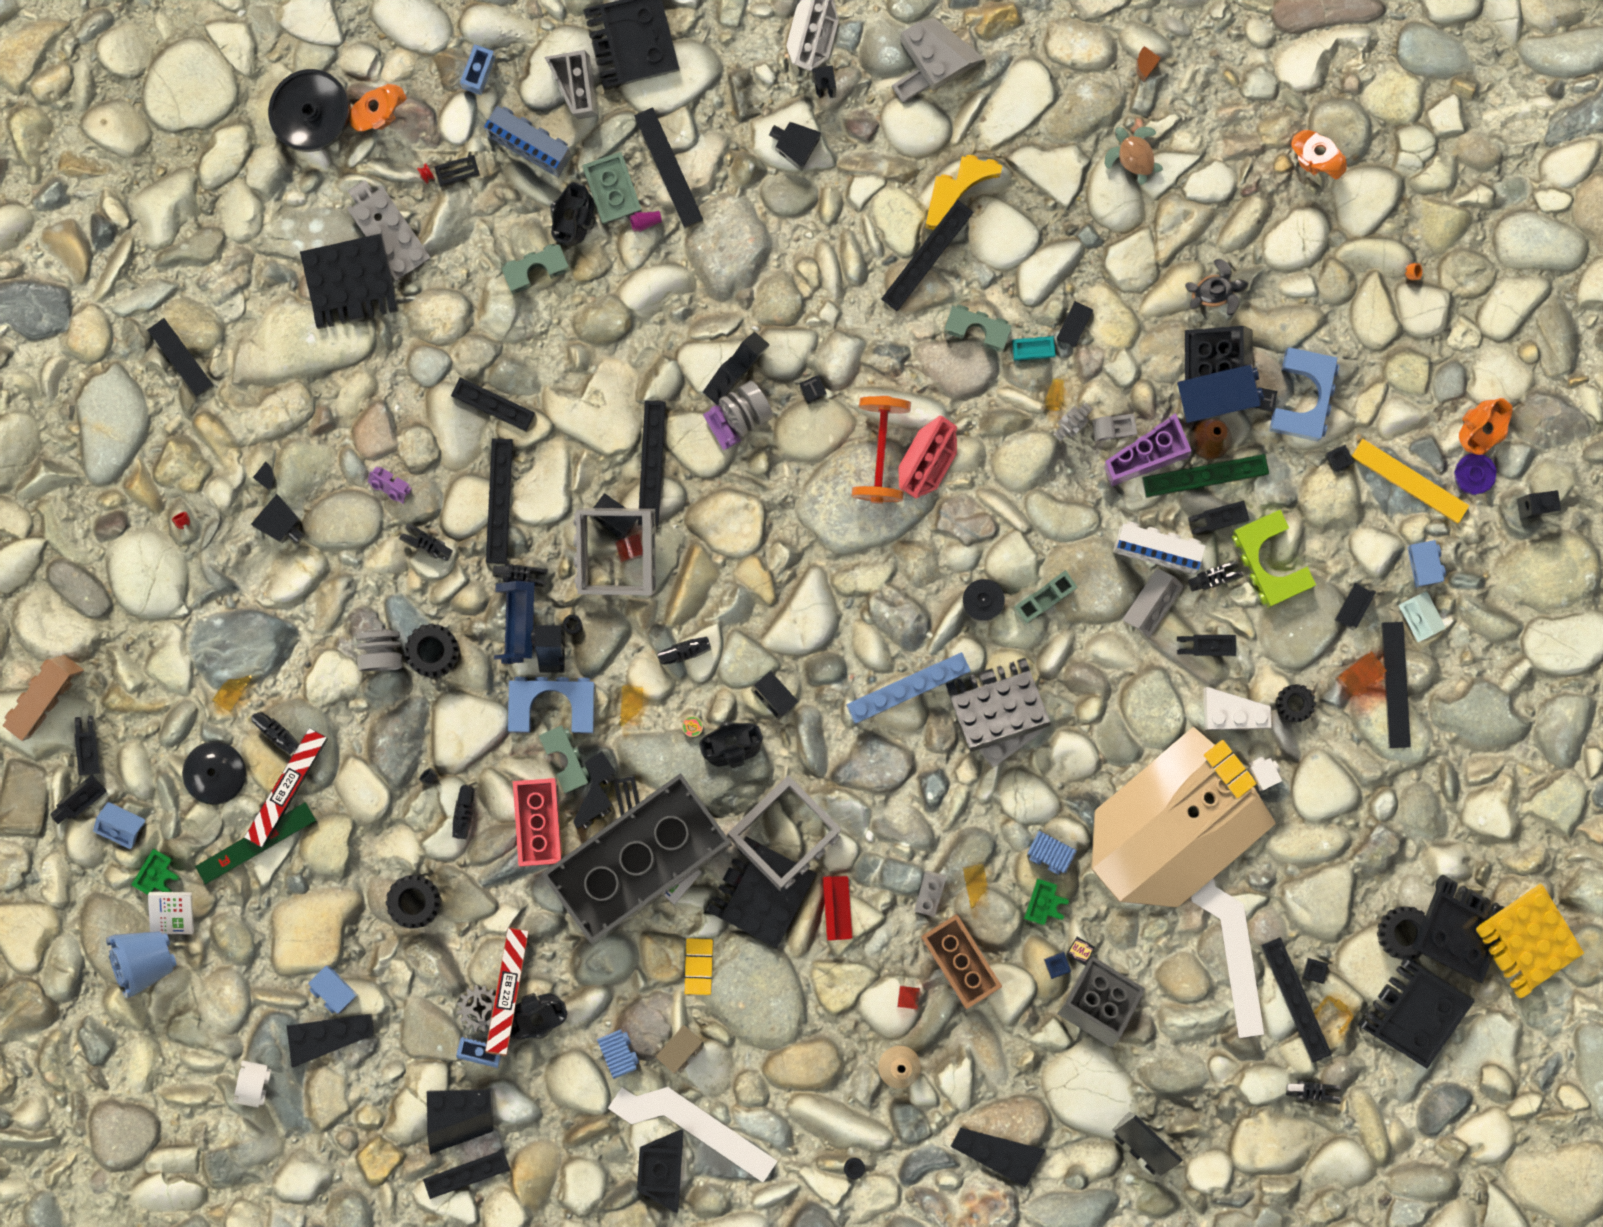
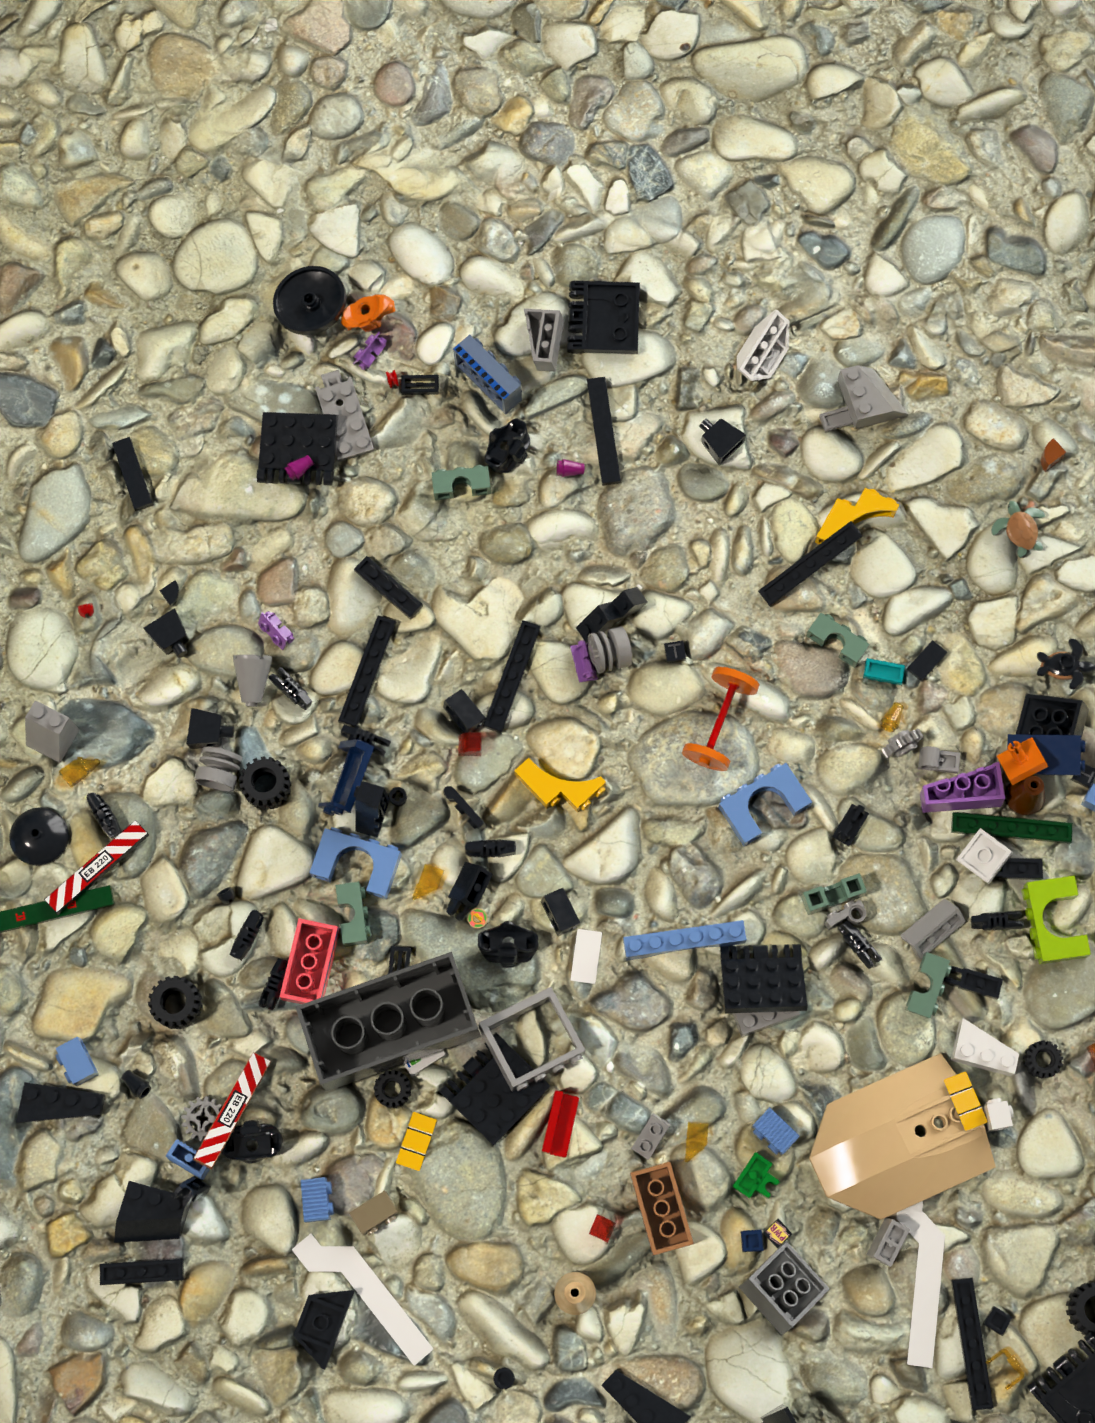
camera: 25 degrees right, 10 degrees down
(189, 663) = (49, 731): none -> light grey slope
(353, 612) = (207, 729): none -> black torso
(359, 303) = (299, 467): none -> magenta cone
(381, 542) = (252, 677): none -> light grey cone
(393, 140) = (373, 345): none -> medium lavender hinge
(401, 994) = (137, 1085): none -> black cone
(477, 69) = (463, 305): medium blue brick -> none
(492, 1082) = (191, 1190): none -> black hinge
(507, 853) = (274, 985): none -> black hinge
(596, 801) = (369, 960): black arch -> none
(611, 188) = (548, 433): sand green plate -> none
(644, 616) = (463, 807): none -> black hinge
(649, 552) = (484, 751): light grey window -> none
(669, 913) = (383, 1080): none -> black tyre
(674, 701) = (468, 890): none -> black hinge
(726, 571) = (549, 788): none -> yellow arch
(813, 732) = (586, 956): none -> white sticker
(824, 78) = (761, 392): black hinge -> none
(928, 457) = (762, 739): coral wedge -> none
(959, 496) = (780, 781): none -> medium blue arch
(983, 601) = (776, 881): black piece -> none
(1042, 519) = (850, 824): none -> black hinge
(1053, 620) = (836, 918): none -> light grey plate
(1084, 641) = (859, 944): none -> black hinge
(1159, 548) = (952, 879): white brick -> none
(1165, 681) = (936, 969): none -> sand green arch
(1185, 514) = (984, 856): none -> white tile
(1190, 927) = (888, 1242): none -> light grey hinge
(1198, 408) = (1022, 760): none -> orange tile

